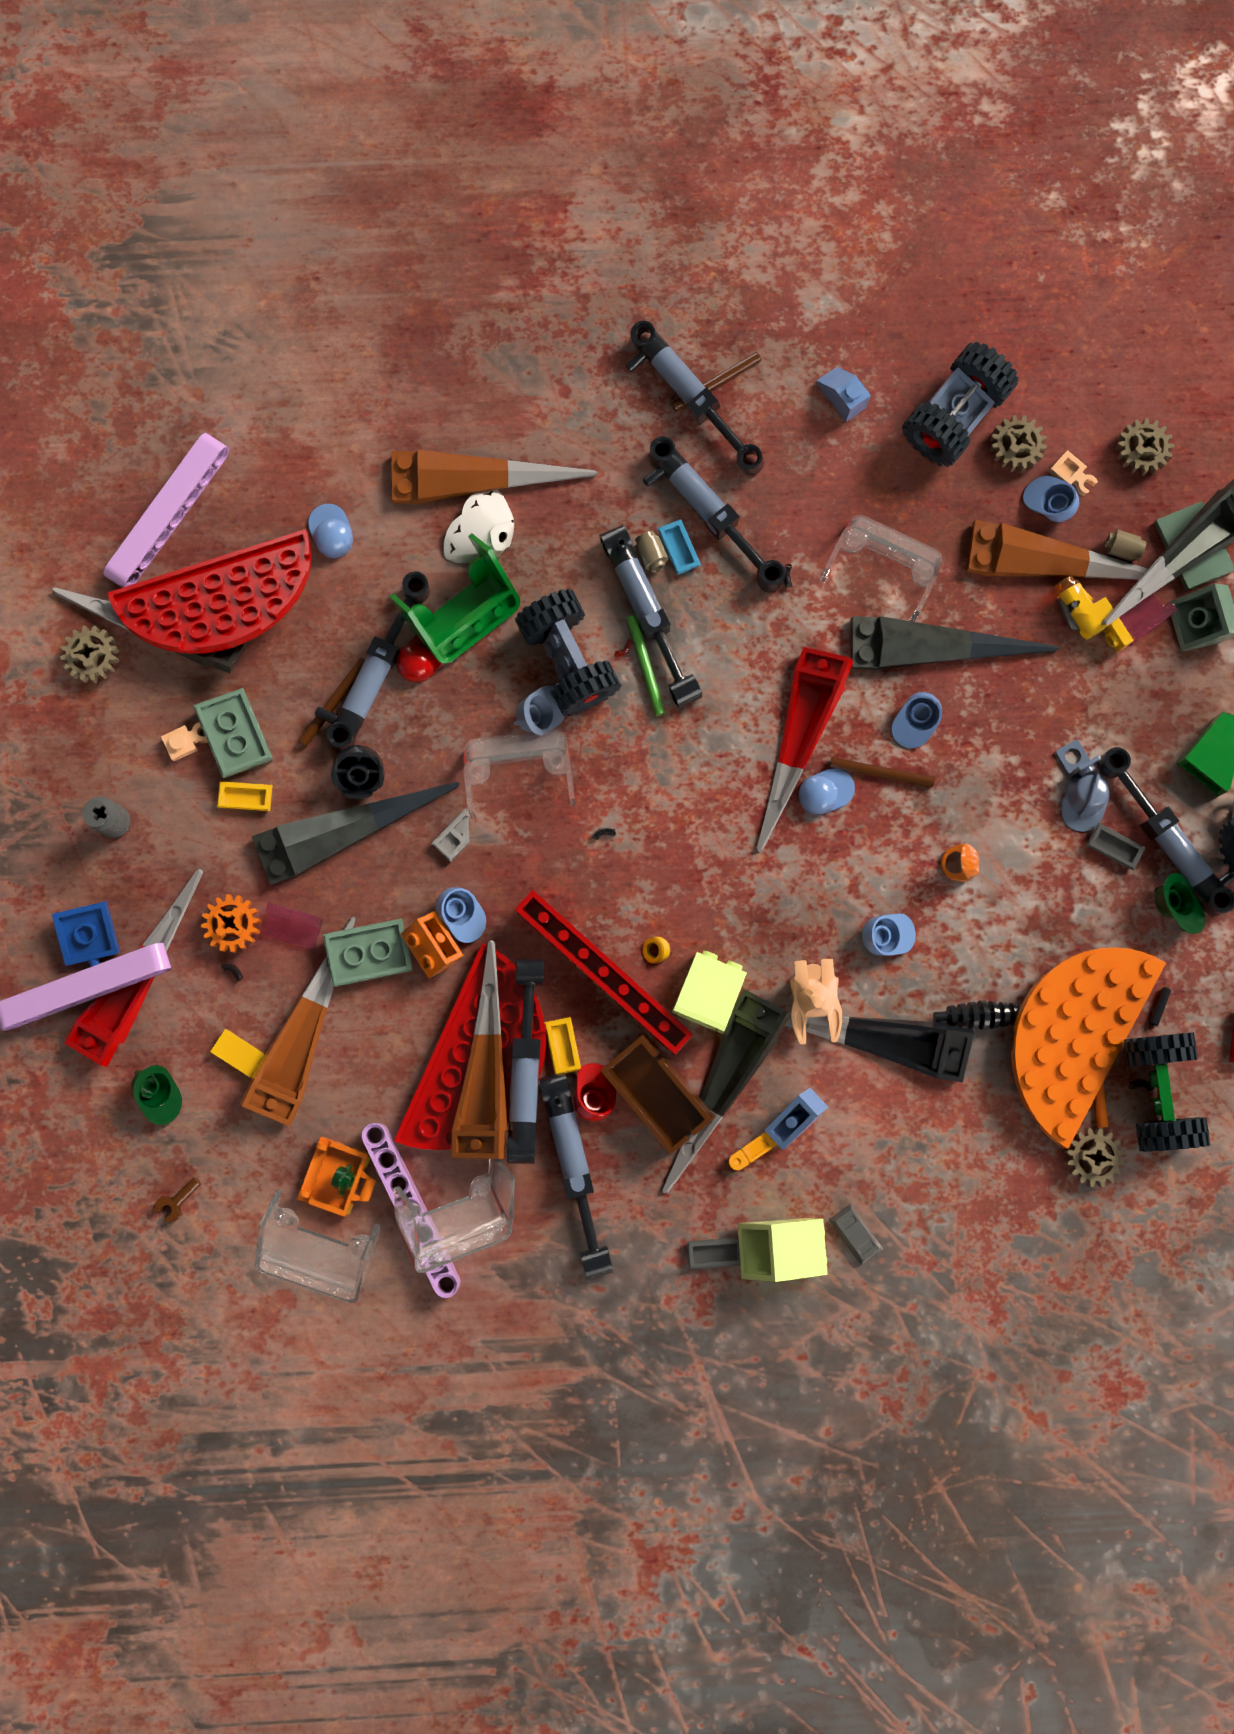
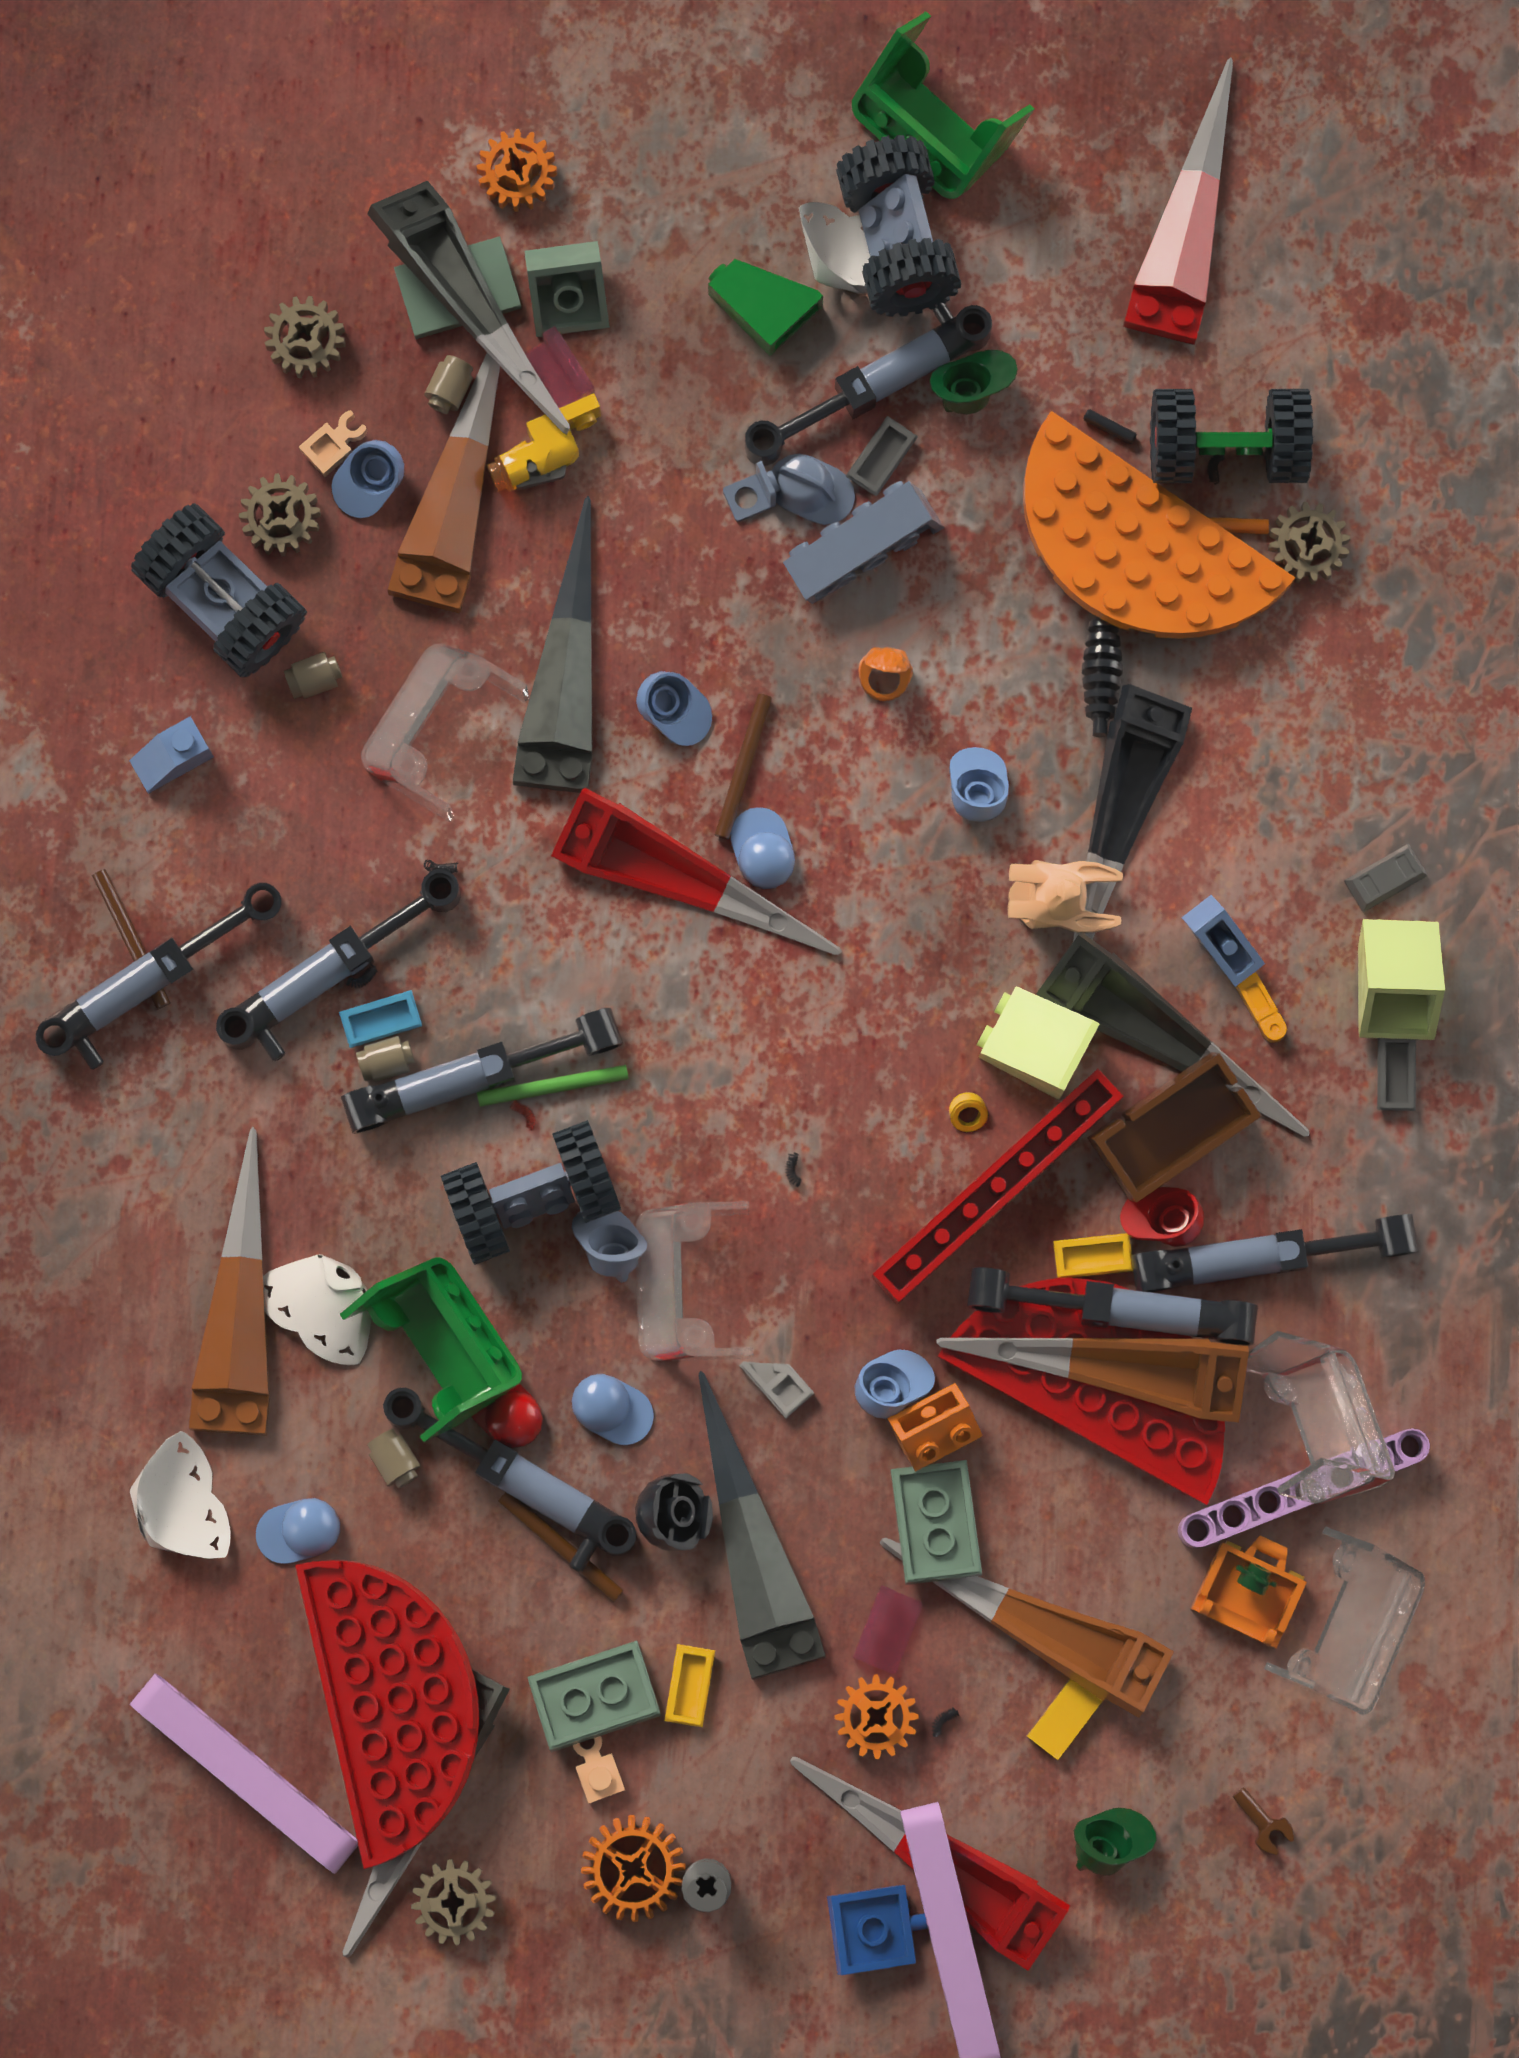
camera: 85 degrees left, 0 degrees up
(123, 760) = (614, 1896): none -> orange gear
(342, 451) = (178, 1503): none -> white piece
(381, 585) = (393, 1459): none -> dark tan brick
(428, 727) = (612, 1409): none -> medium blue cap
(705, 534) = (364, 979): none -> black leg
(909, 477) = (313, 675): none -> dark tan brick
(1053, 837) = (861, 541): none -> sand blue wedge

